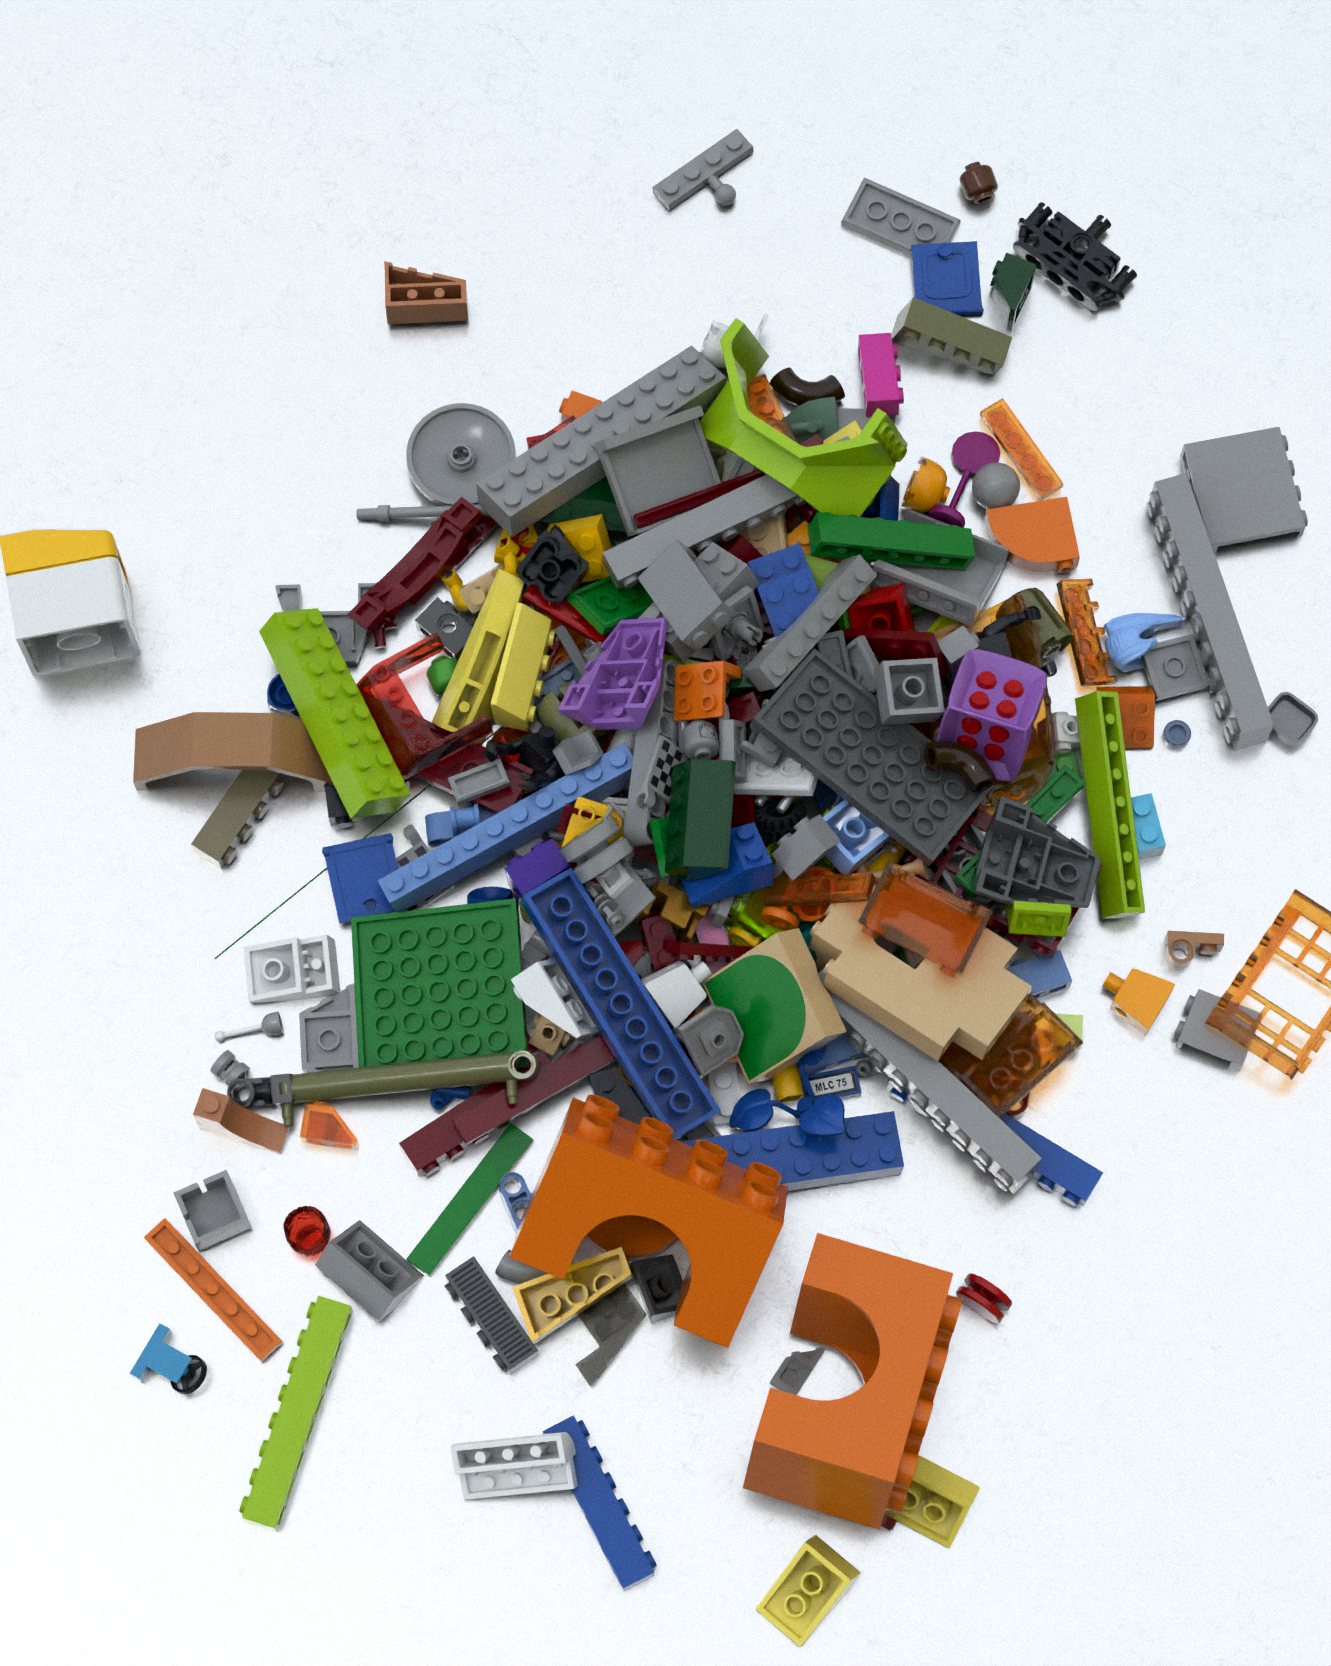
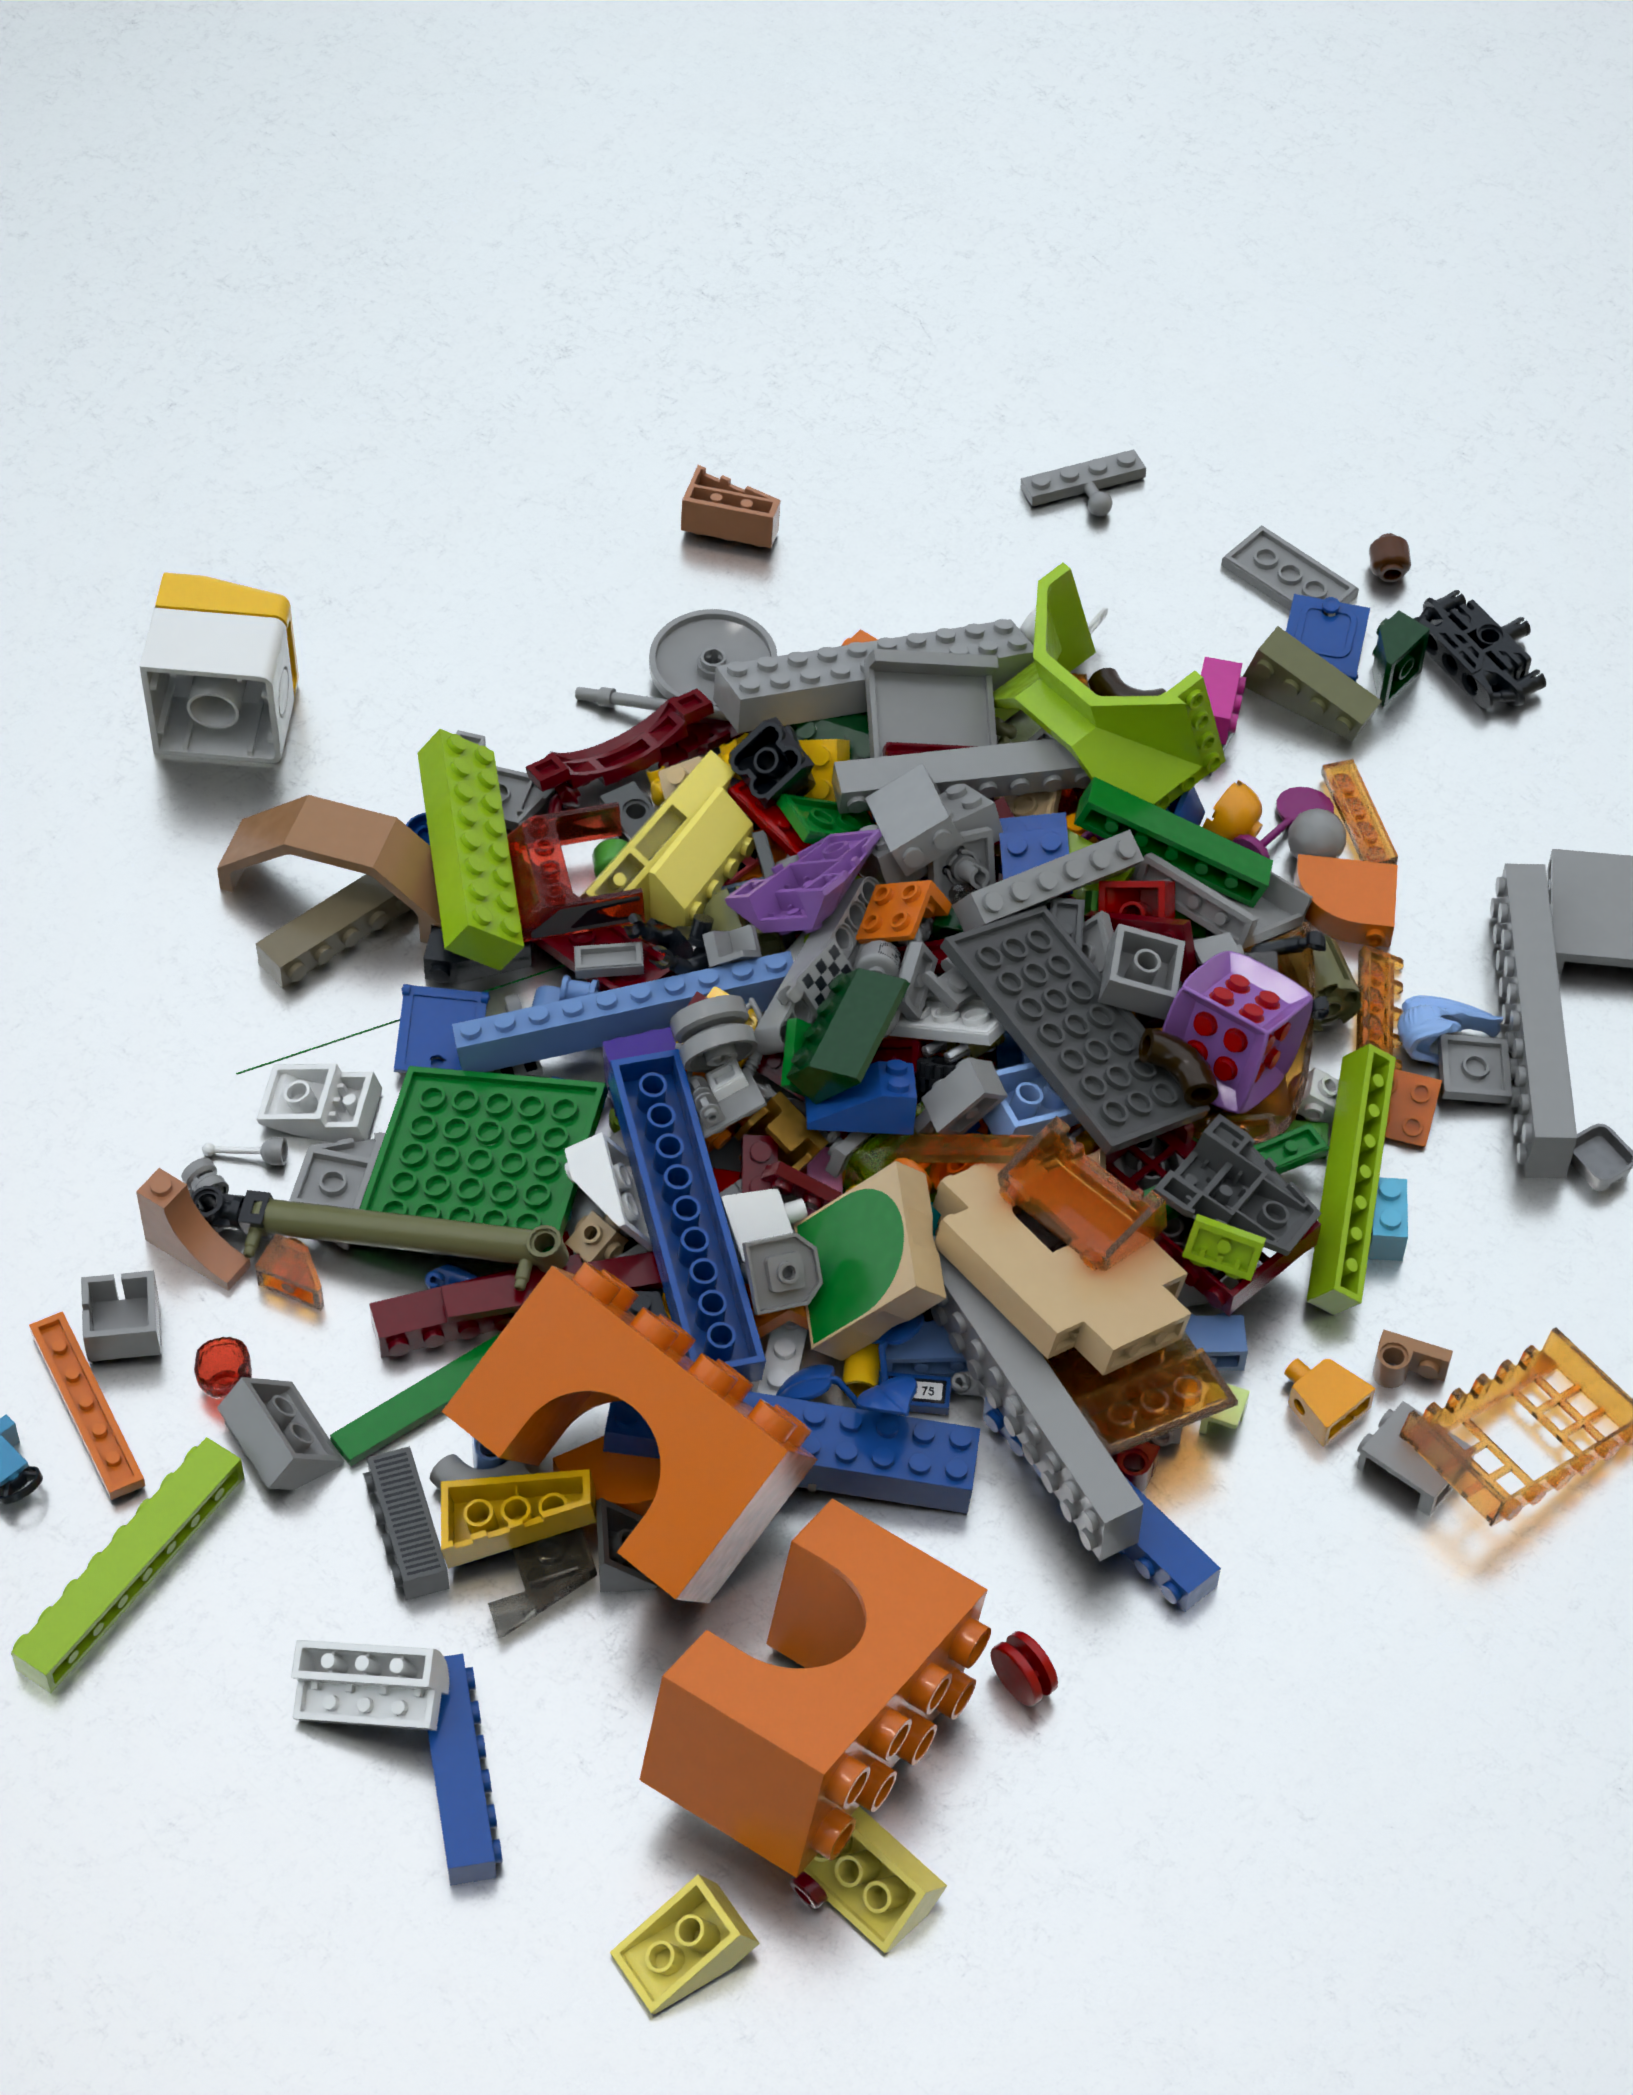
camera: 15 degrees right, 20 degrees down
(1176, 734) = (1457, 1140): sand blue tile -> none

